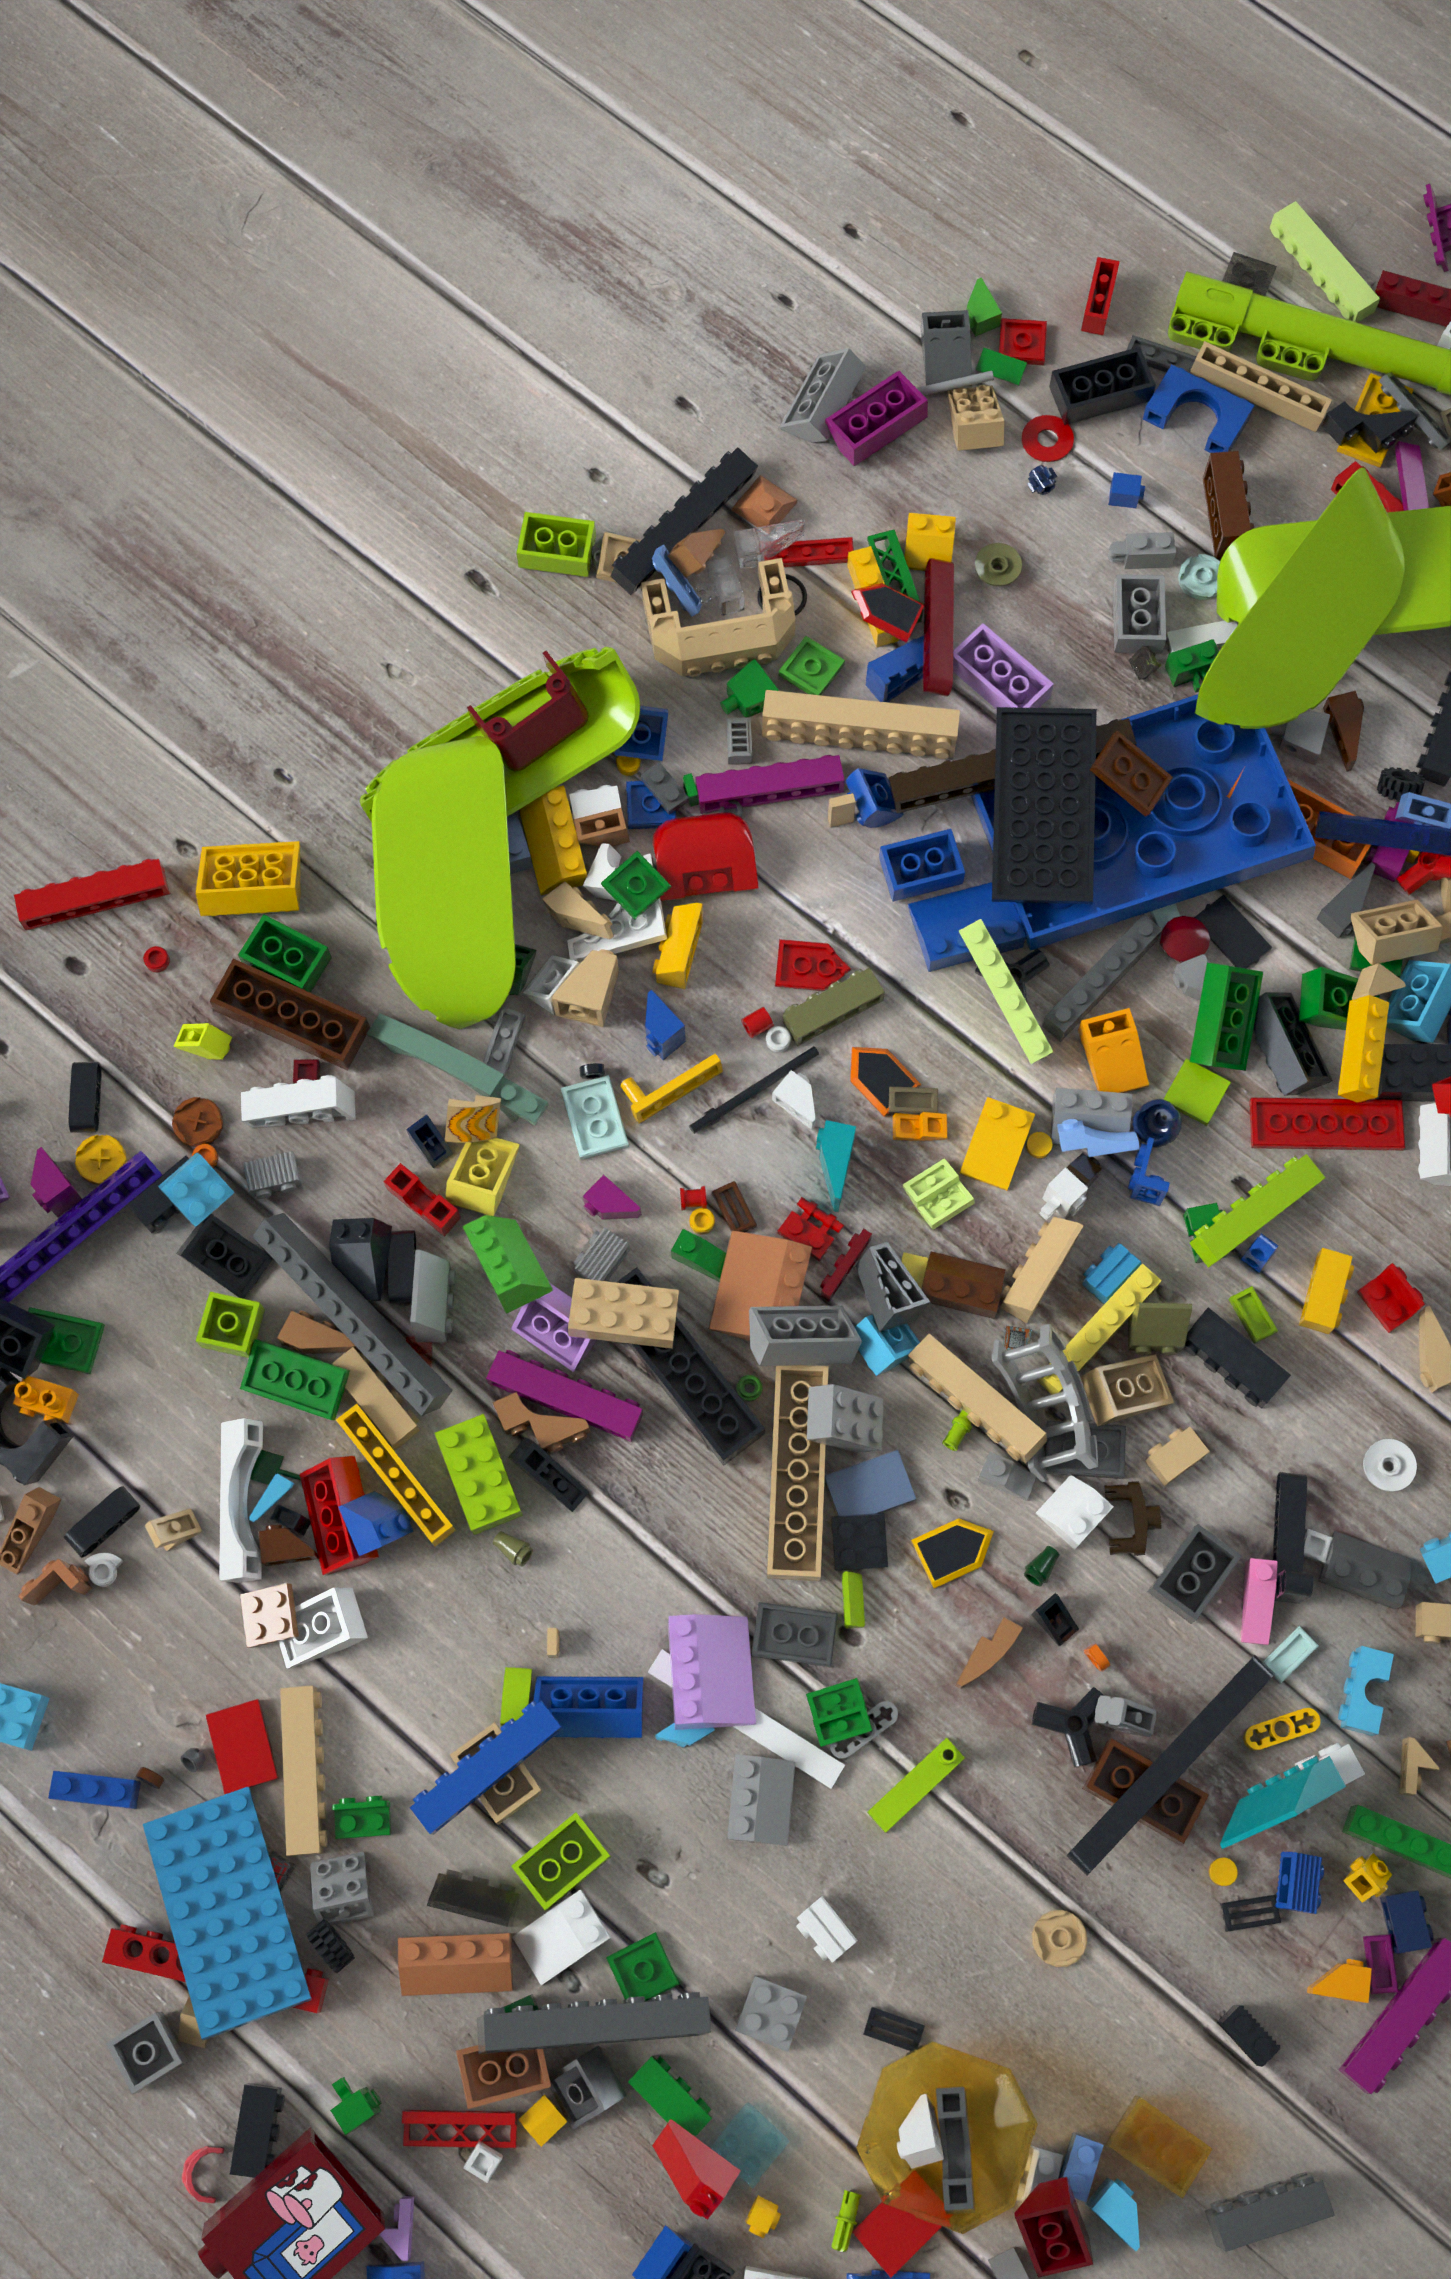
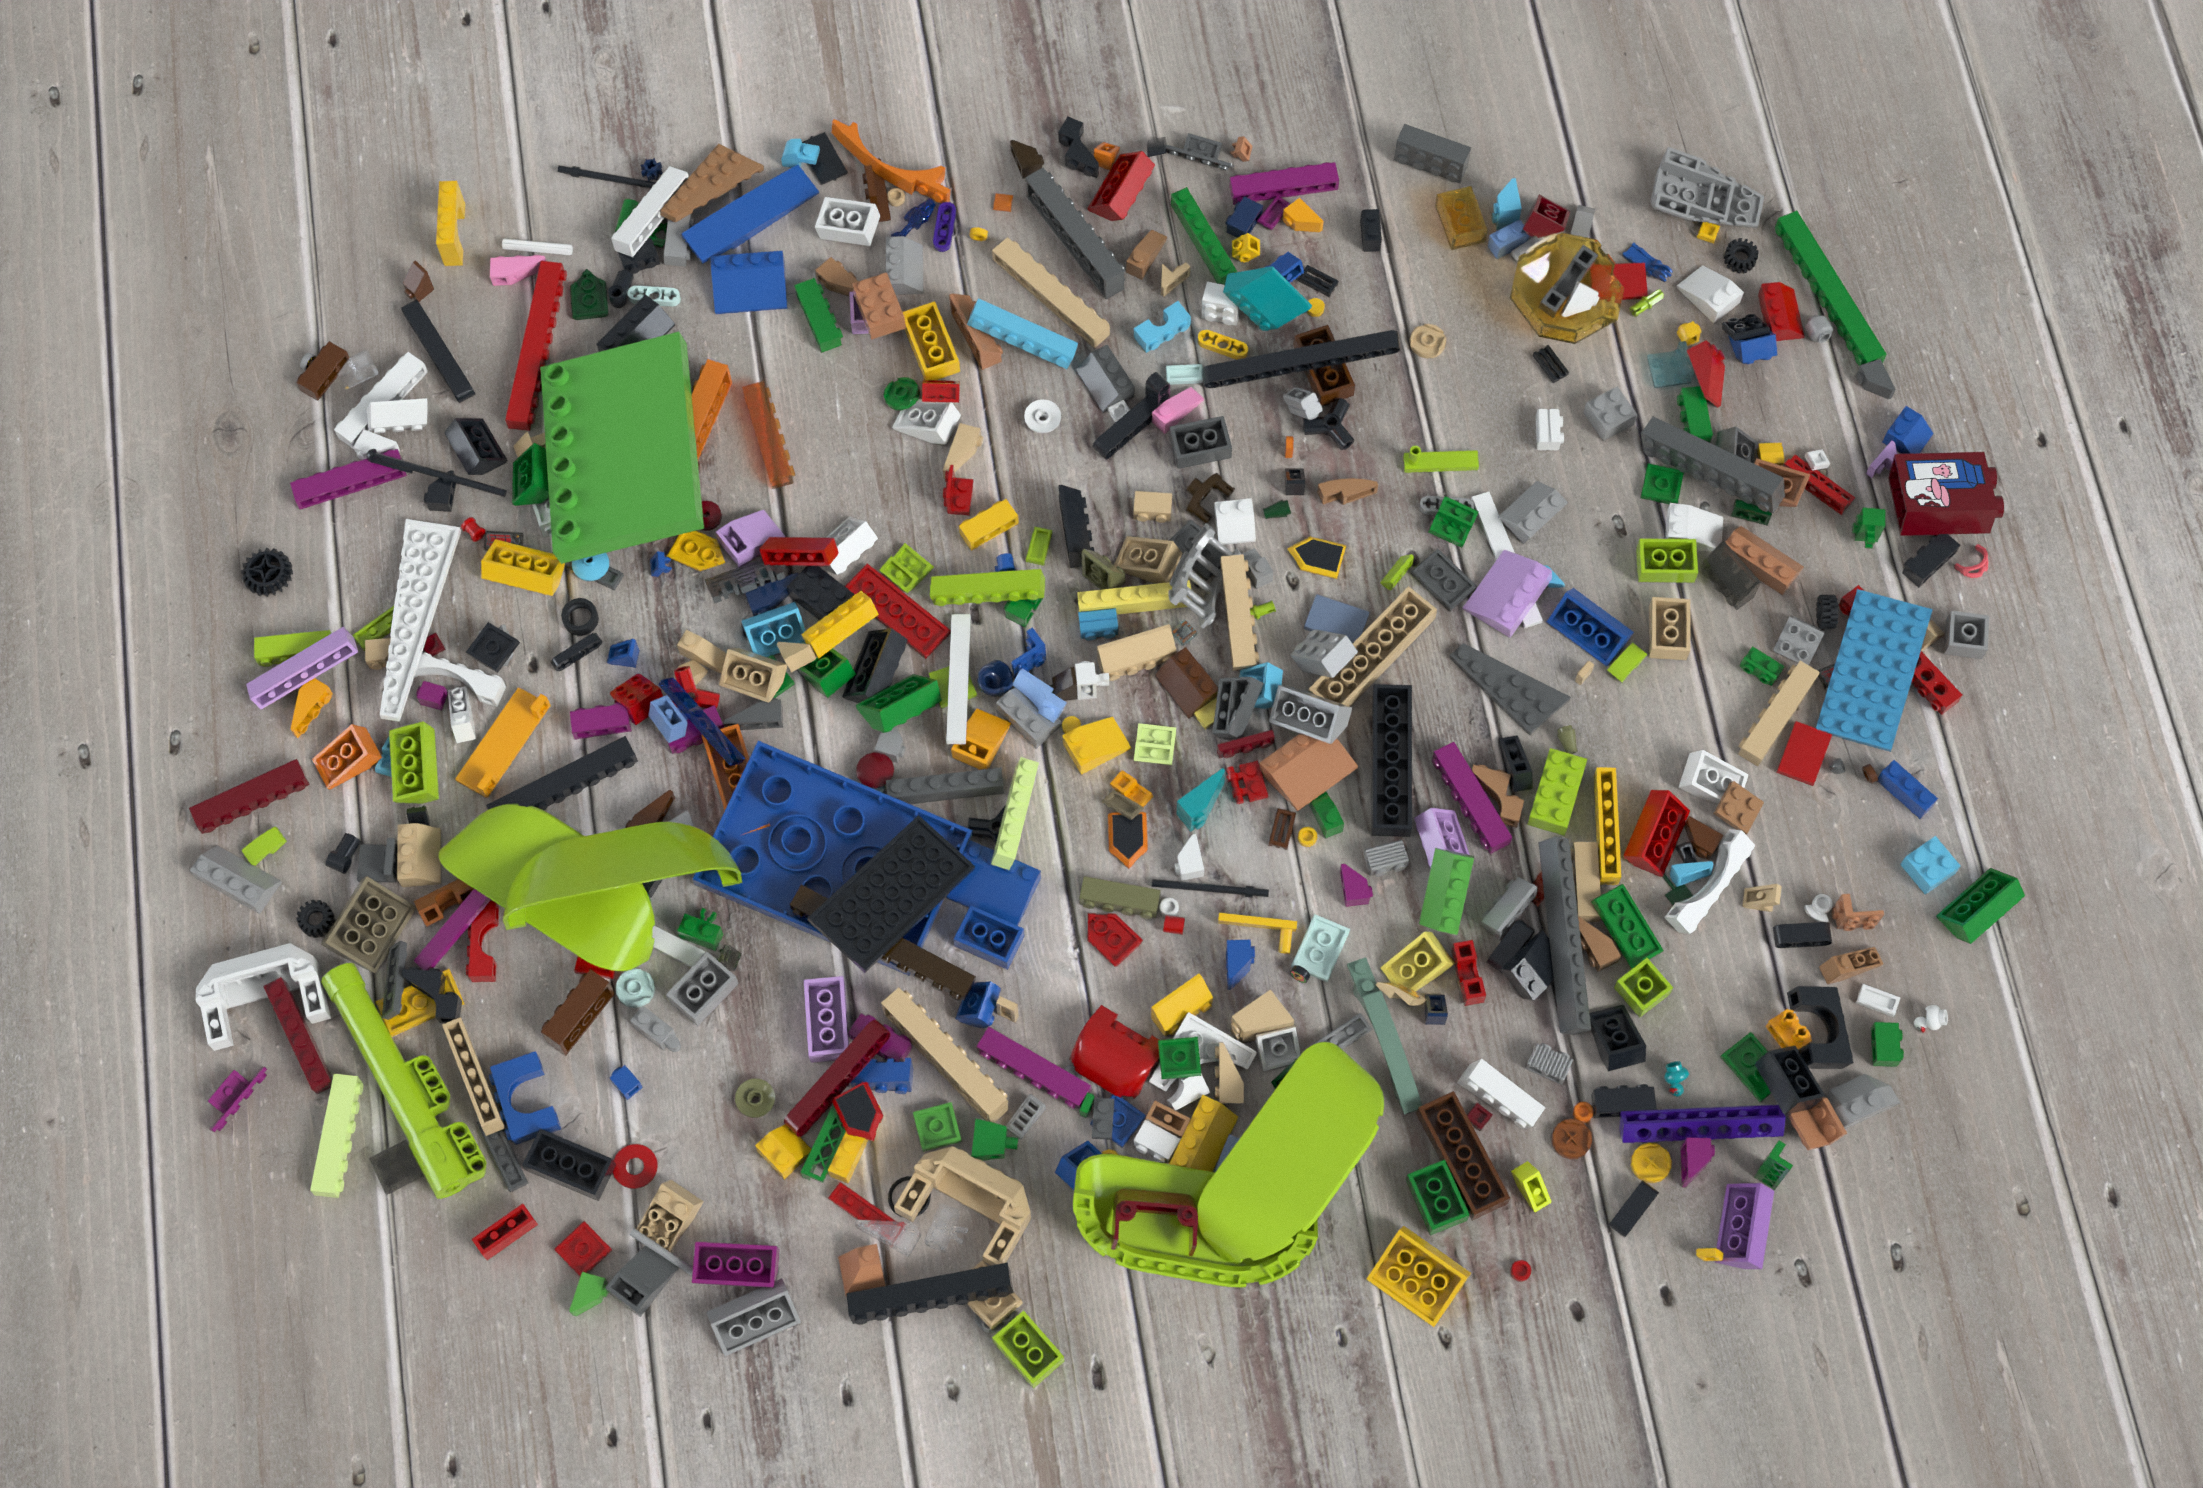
camera: 140 degrees left, 5 degrees down
(91, 894) = (1532, 1347): red brick -> none
(133, 1260) = (1674, 1075): none -> teal animal
(196, 1189) = (1607, 1079): medium azure brick -> none
(374, 1521) = (1640, 803): blue slope -> none
(486, 1767) = (1675, 624): blue brick -> none
(610, 1561) = (1519, 695): none -> dark grey wing
(623, 1313) = (1405, 800): tan brick -> none
(676, 581) = (975, 1248): medium blue plate -> none
(693, 1198) = (1302, 851): red bush -> none
(695, 550) = (943, 1259): medium nougat slope -> none
(746, 1380) = (1359, 718): bright green plate -> none
(859, 1541) = (1367, 596): black plate -> none
(959, 699) = (896, 1047): none -> magenta brick
(1003, 366) = (616, 1239): green tile -> none
(1042, 480) = (671, 1132): dark blue gear -> none
(1131, 773) = (822, 868): reddish brown tile -> none
(1193, 1092) = (958, 679): none -> white tile
(1233, 933) = (842, 752): black piece -> none
(1361, 1176) = (906, 568): none -> lime slope
(1398, 782) = (650, 757): black tyre -> none

